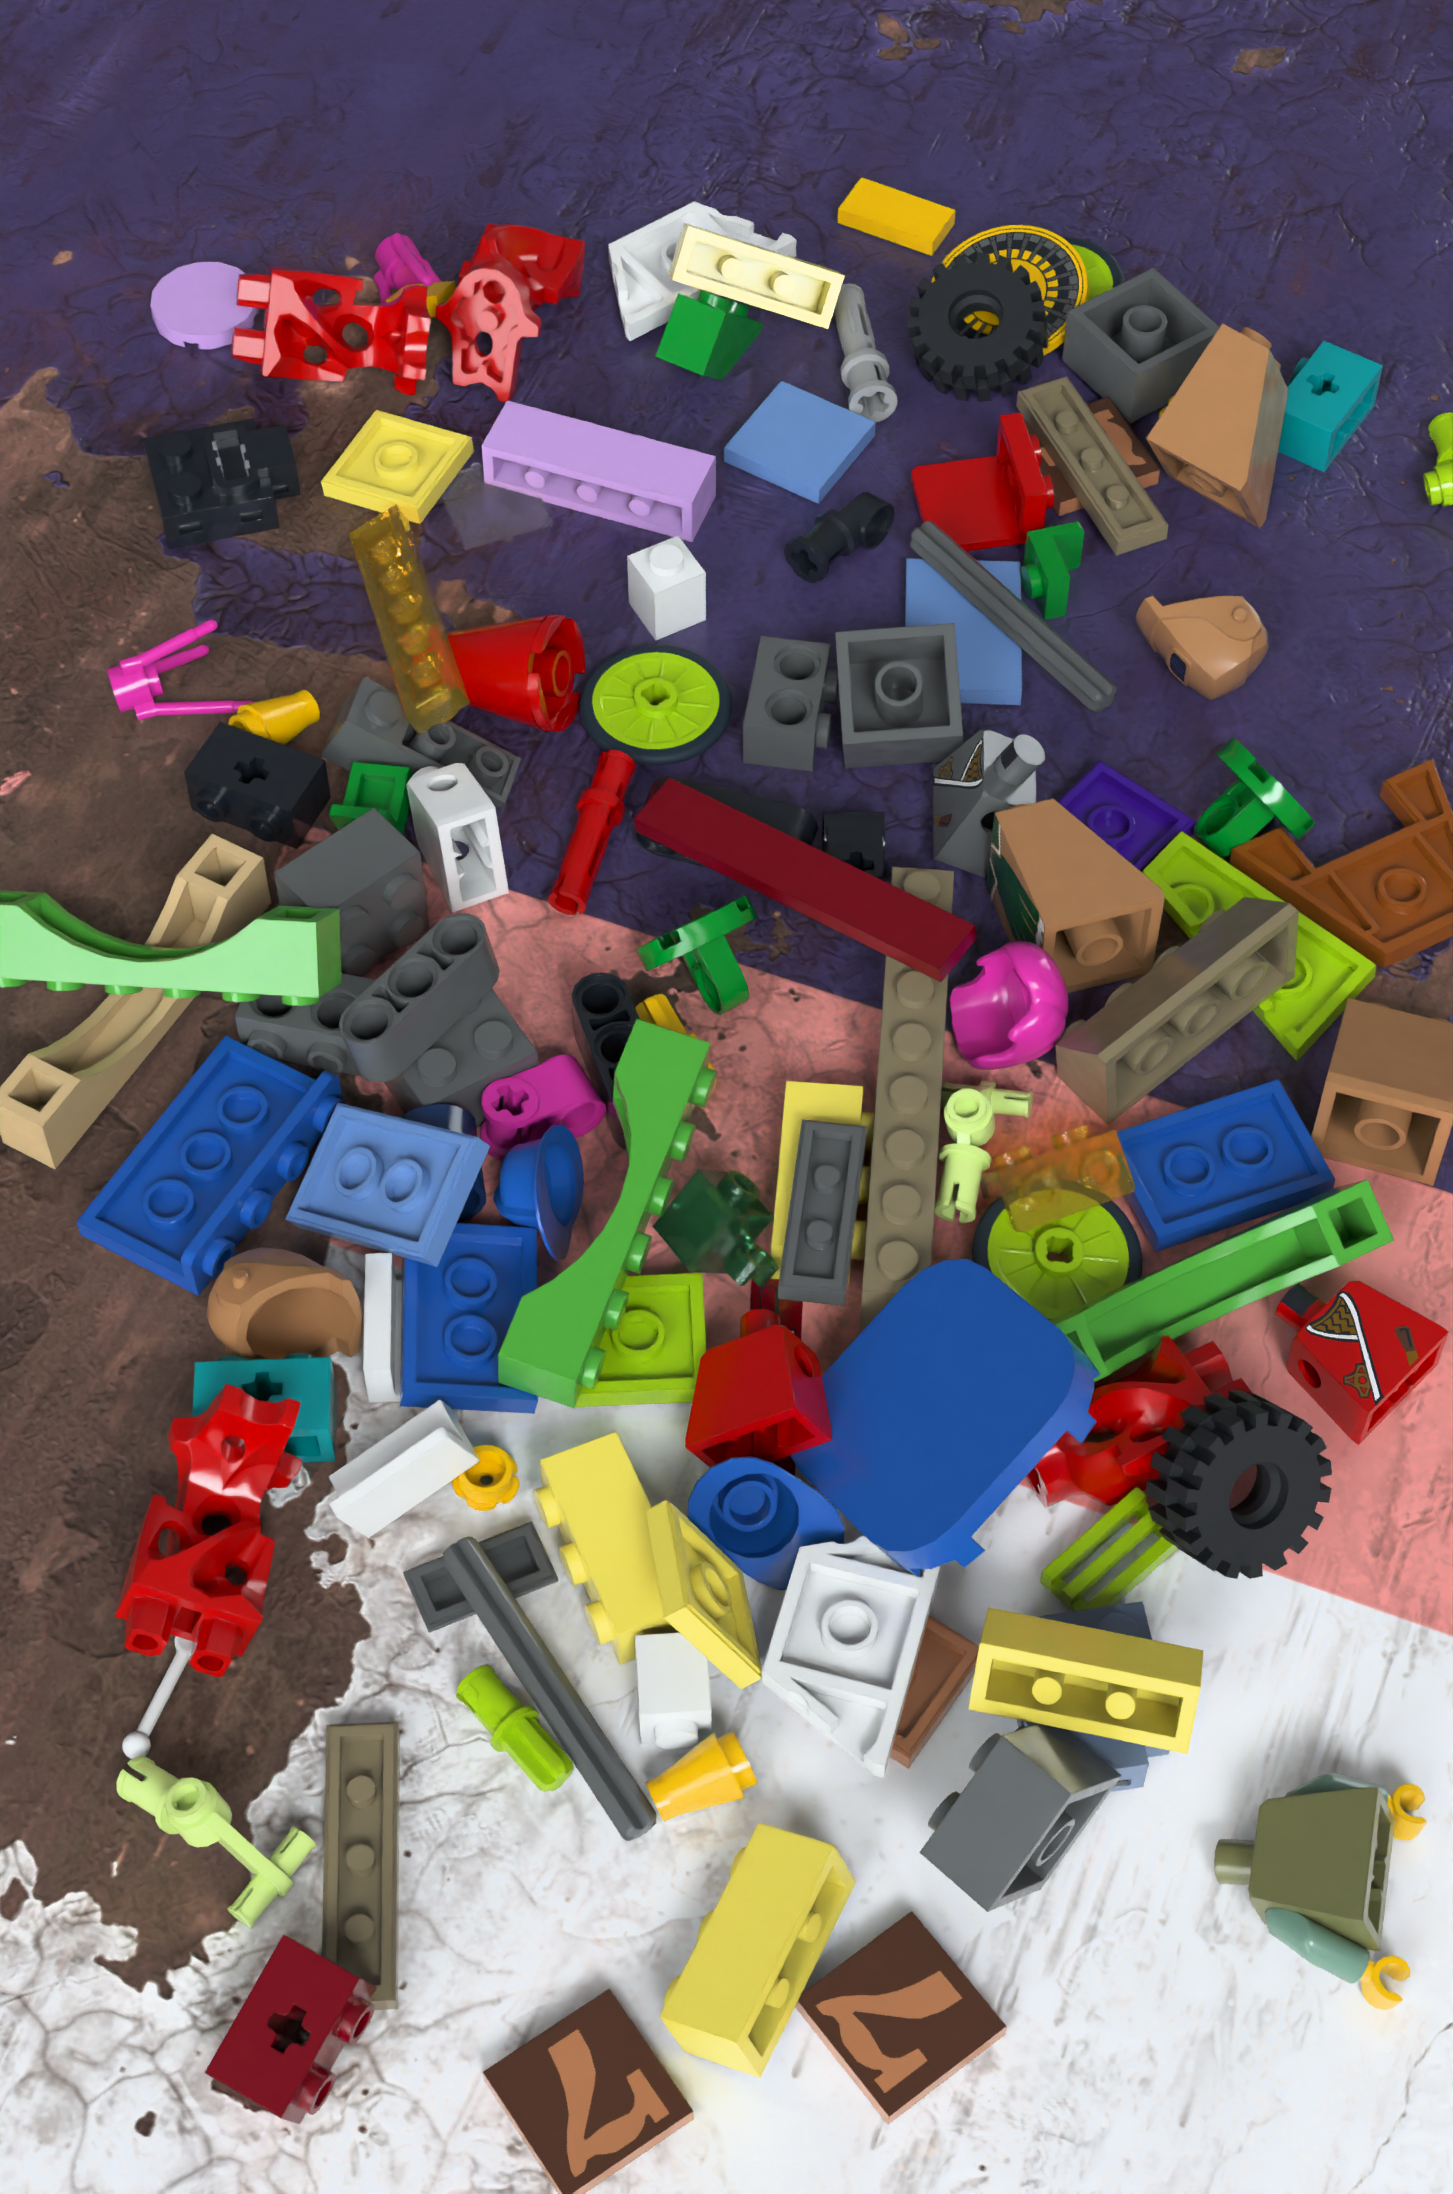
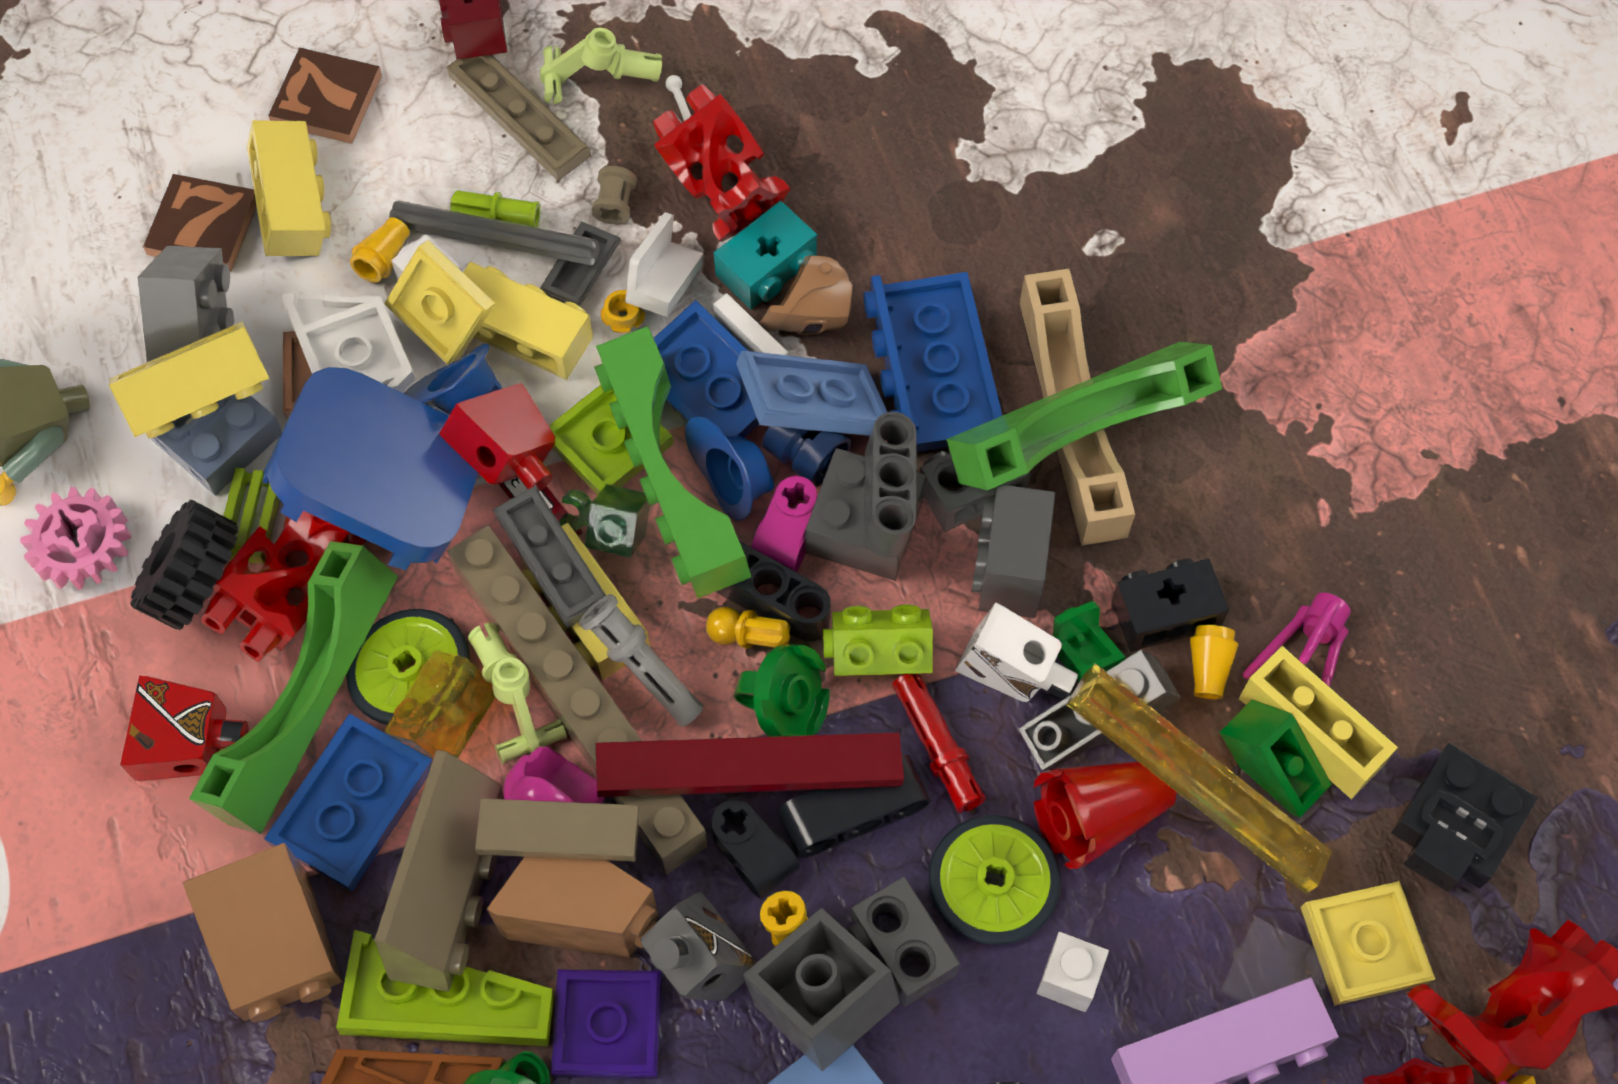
camera: 140 degrees right, 10 degrees up
(251, 603) = (1339, 736): none -> light yellow brick
(311, 622) = (1276, 755): none -> green slope
(360, 1628) = (614, 195): none -> dark tan bush
(560, 927) = (880, 641): none -> lime brick
(821, 1059) = (628, 645): none -> light grey pin
(878, 757) = (783, 914): none -> yellow bush
(1045, 903) = (557, 829): none -> dark tan tile
(1314, 1669) = (52, 540): none -> bright pink gear

